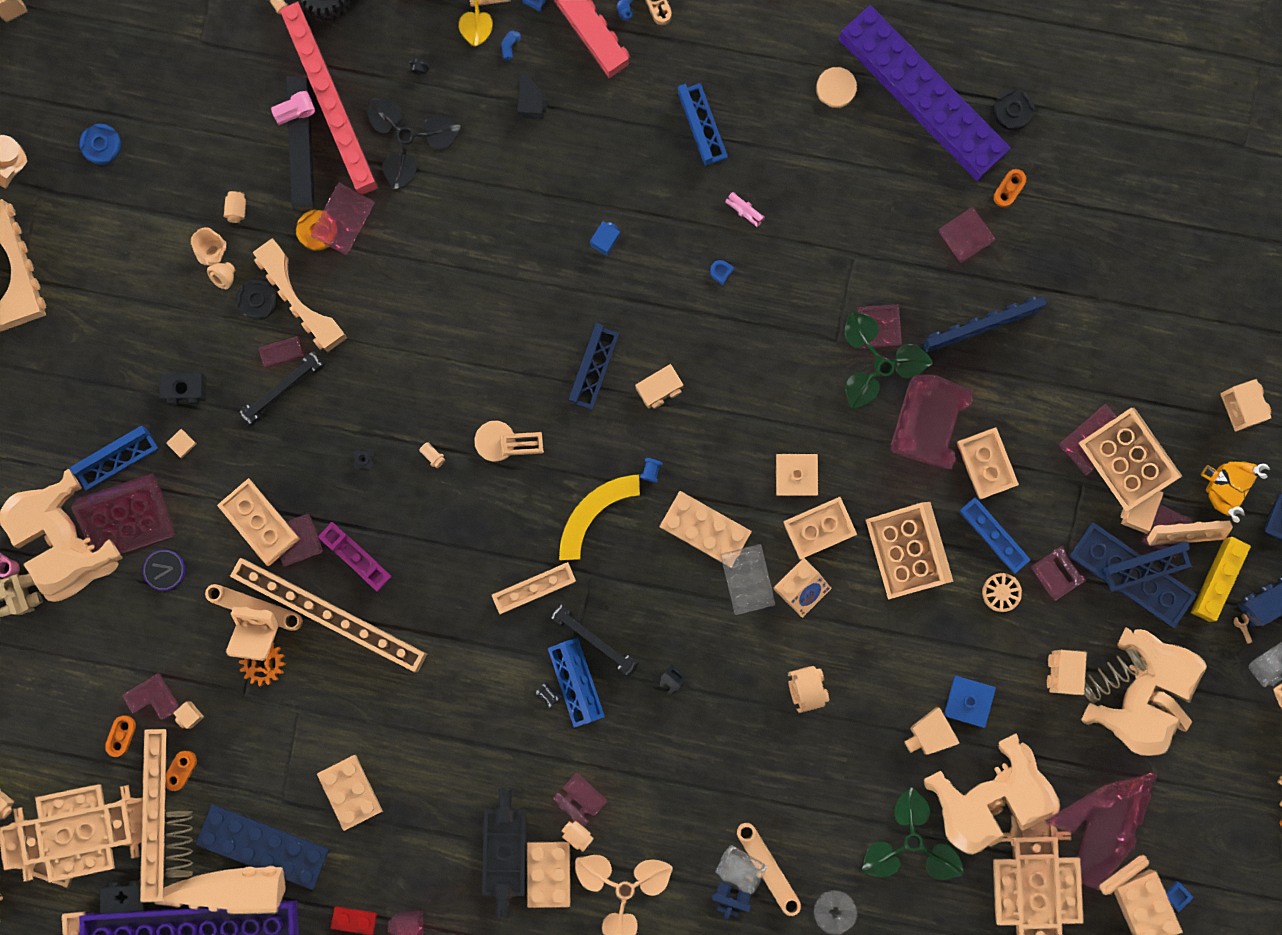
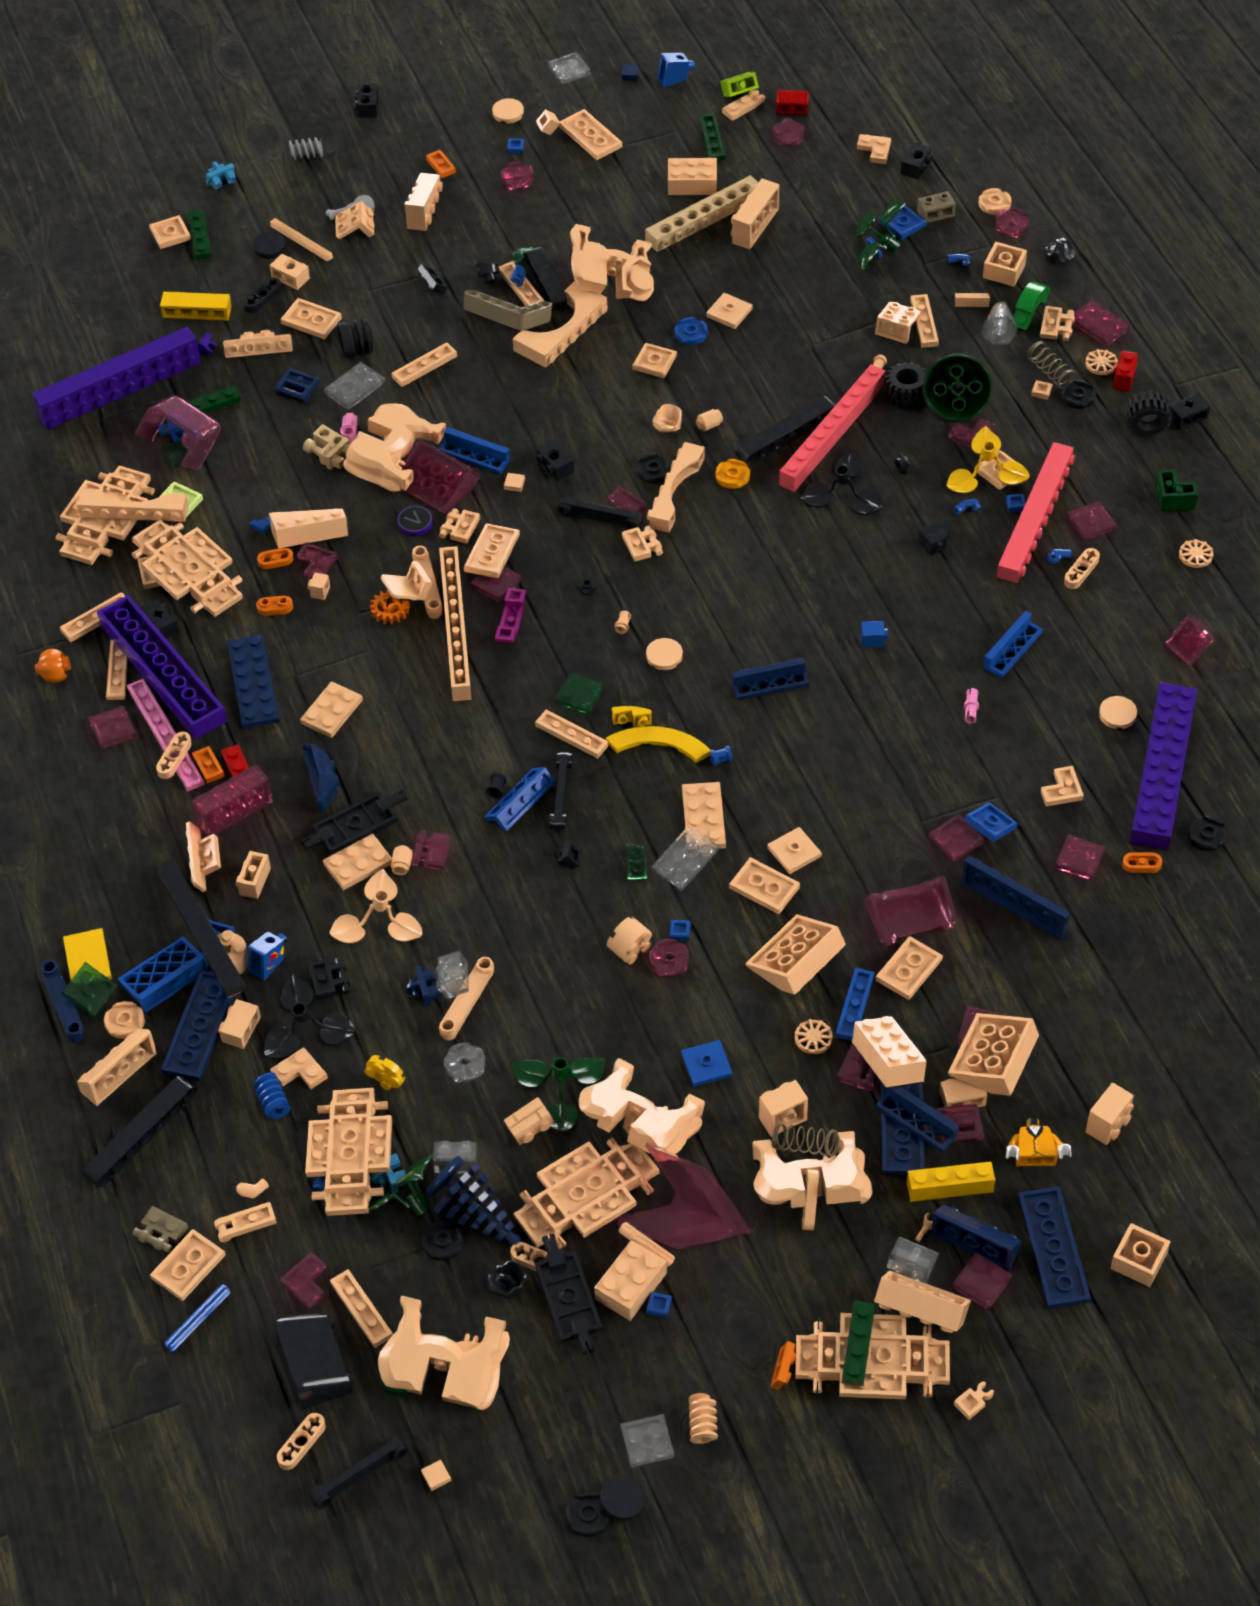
camera: 55 degrees right, 30 degrees down
(64, 721) = (261, 525): none -> blue tile
(99, 88) = (729, 310): none -> light nougat plate
(104, 684) = (307, 526): none -> light nougat wedge
(116, 206) = (654, 360): none -> light nougat plate
(153, 815) = (231, 601): light nougat plate -> none
(179, 873) = (197, 638): dark tan piece -> none
(208, 529) = (464, 527): none -> light nougat plate
(221, 274) = (655, 438): light nougat brick -> none
(235, 890) = (210, 673): light nougat wedge -> none
(298, 106) = (810, 409): bright pink piece -> none
(342, 218) = (752, 479): clear pink plate -> none
(346, 379) = (637, 545): none -> light nougat plate
(429, 852) = (321, 775): none -> dark blue wedge
(487, 549) = (579, 693): none -> clear green plate
(504, 444) = (670, 672): light nougat tile -> none
(556, 515) = (636, 715): none -> yellow slope
(659, 387) = (789, 725): light nougat brick -> none
(717, 622) = (636, 861): none -> clear green slope
(721, 271) = (911, 719): blue tile -> none
(802, 587) = (708, 897): light nougat slope -> none
(815, 632) = (680, 930): none -> blue tile
(830, 667) = (669, 967): none -> clear pink plate
(862, 388) = (939, 821): dark green plant -> none
(883, 285) = (991, 822): none -> blue tile
(891, 192) = (1065, 790): none -> light nougat plate
(931, 733) = (660, 1048): light nougat torso -> none
(937, 896) = (529, 1121): none -> light nougat brick
(1076, 547) = (889, 1051): none -> light nougat brick
(1189, 532) = (969, 1131): light nougat plate -> none

